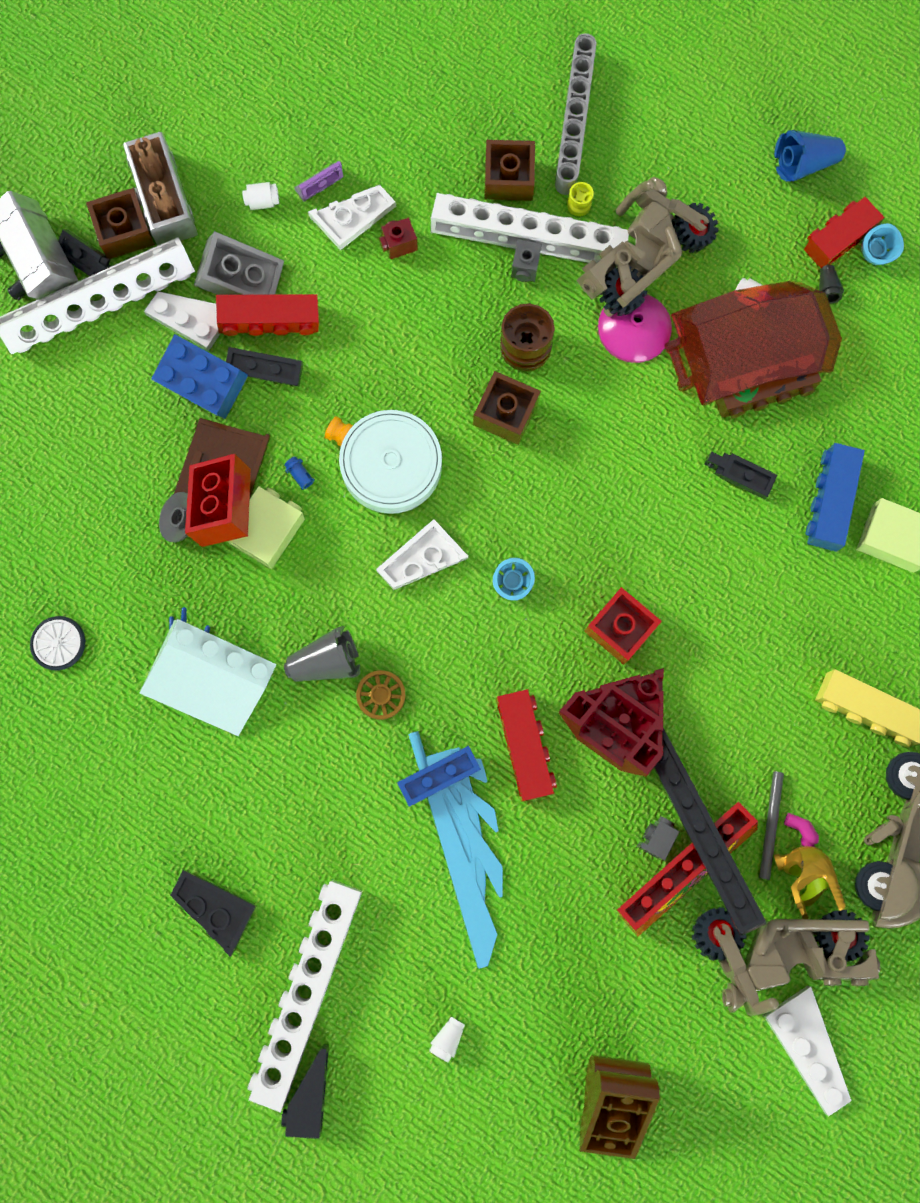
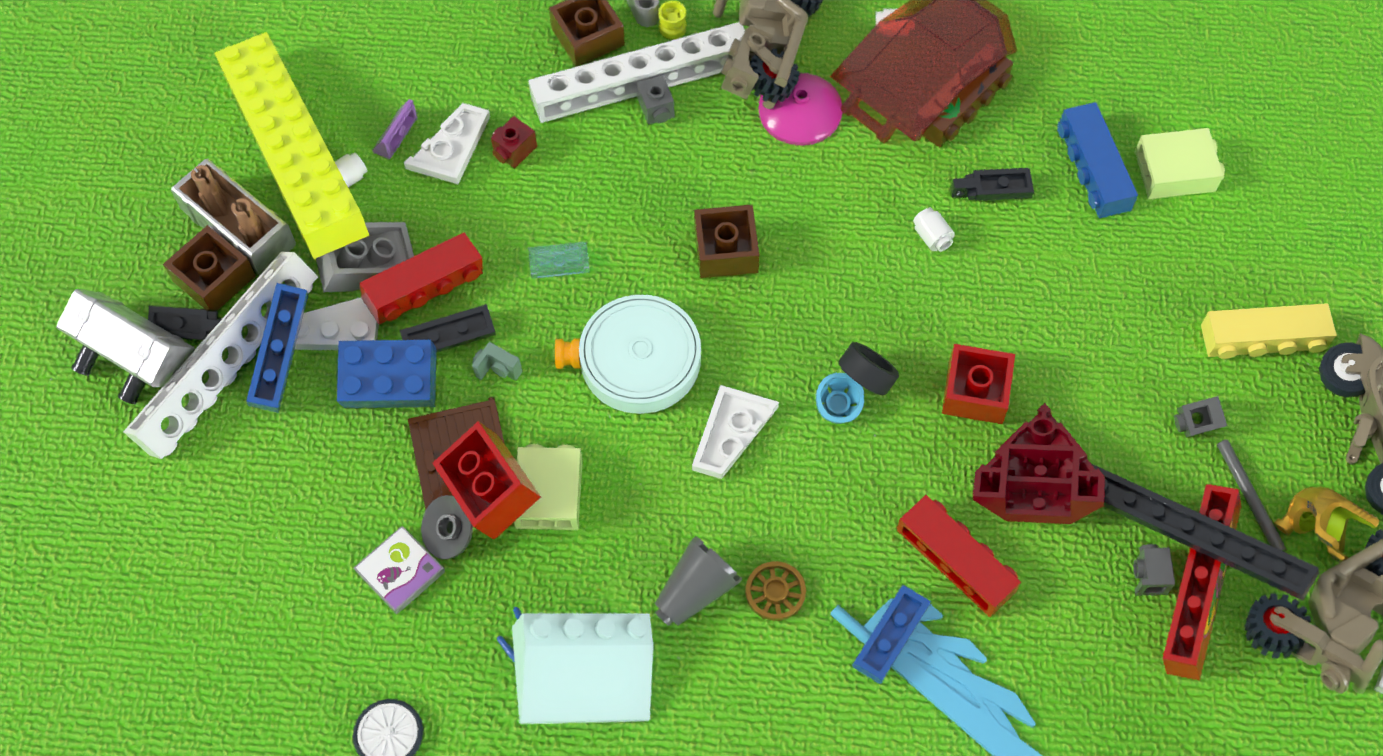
camera: 25 degrees left, 15 degrees down
(130, 529) = (399, 570): none -> tile
(131, 314) = (277, 347): none -> blue brick
(227, 154) = (292, 146): none -> neon yellow brick
(283, 406) = (498, 360): none -> sand green bracket
(298, 472) = (548, 415): blue pin -> none
(378, 352) = (558, 260): none -> clear light blue plate
(526, 337) = (704, 165): reddish brown wheel -> none
(547, 569) = (868, 368): none -> black tyre
(670, 484) = (933, 230): none -> white brick
(780, 752) = (1211, 417): none -> dark grey brick
(807, 830) = (1282, 479): dark pink arm -> none

